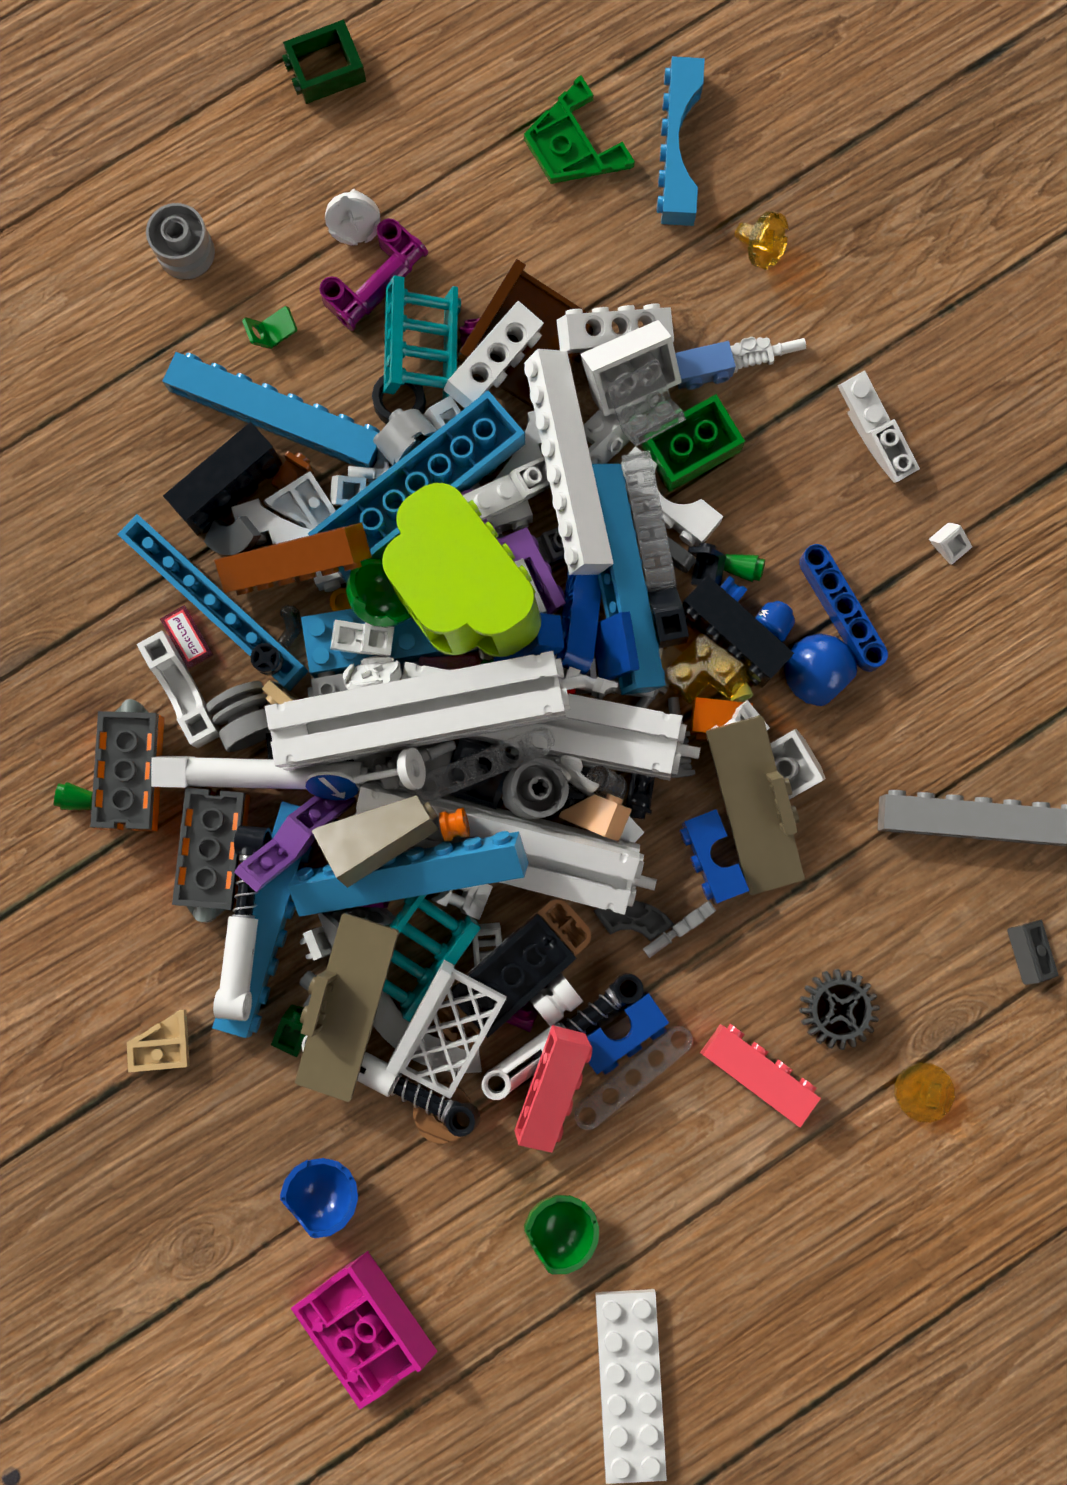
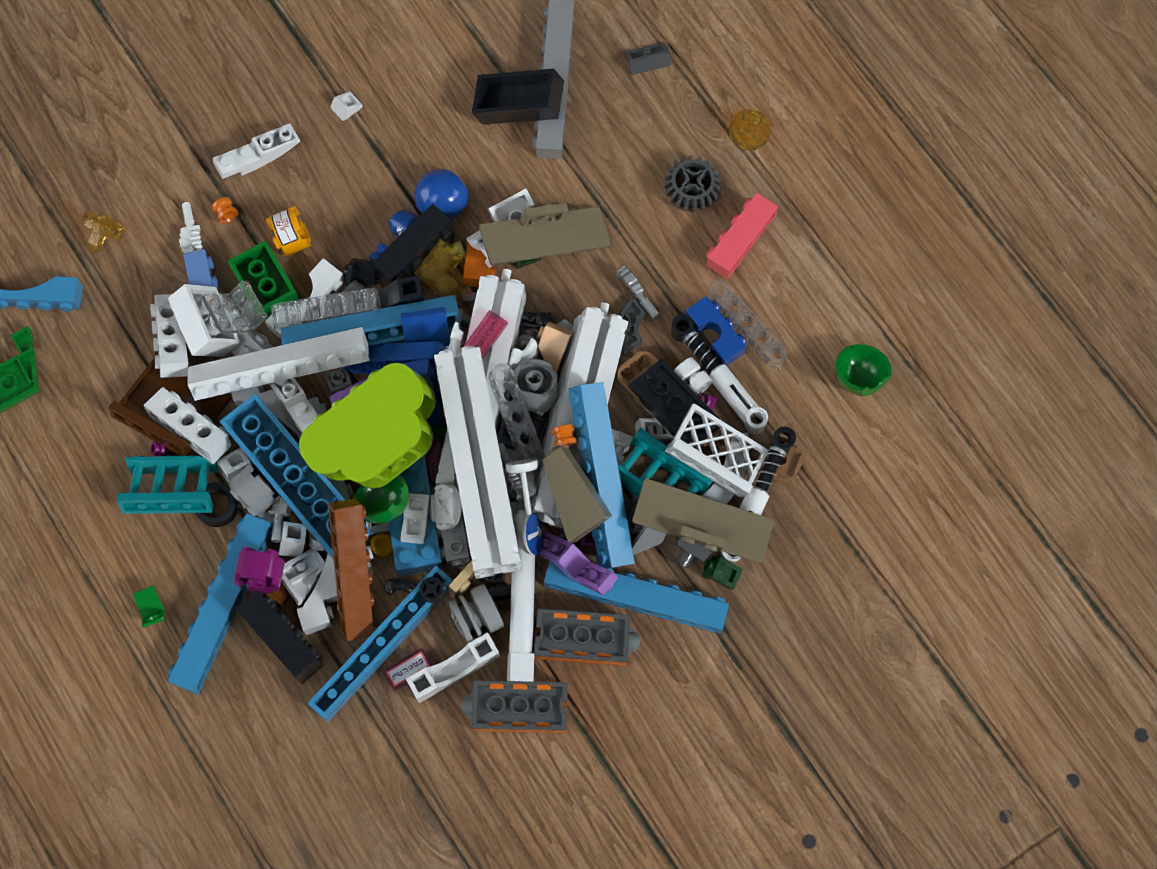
camera: 90 degrees left, 10 degrees down
(72, 797) = (541, 753): green cone -> none
(161, 1046) = (737, 674): tan wing -> none
(180, 241) = (70, 682): light grey wheel -> none
(232, 538) = (330, 628): dark grey tile -> none
(234, 997) = (644, 604): white piece -> none
(298, 448) = (259, 570): none -> magenta brick
(317, 943) = (653, 554): white tile -> none
(320, 1196) = (846, 542): blue cylinder -> none
(352, 218) = (59, 541): white tile -> none
(364, 1330) = (942, 513): dark pink piece -> none
(403, 253) = (115, 520): magenta piece -> none
(553, 1089) = (758, 375): coral brick -> none
(598, 723) = (487, 332): none -> clear pink tile
(630, 1386) = (967, 326): white plate -> none
(720, 882) = (567, 276): blue arch -> none
(745, 566) = (361, 244): green cone -> none
(761, 472) = (289, 231): none -> light orange brick
(794, 391) = (224, 210): none -> orange wheel
(844, 594) = (390, 186): blue beam -> none
(960, 769) = (518, 96): none -> black piece

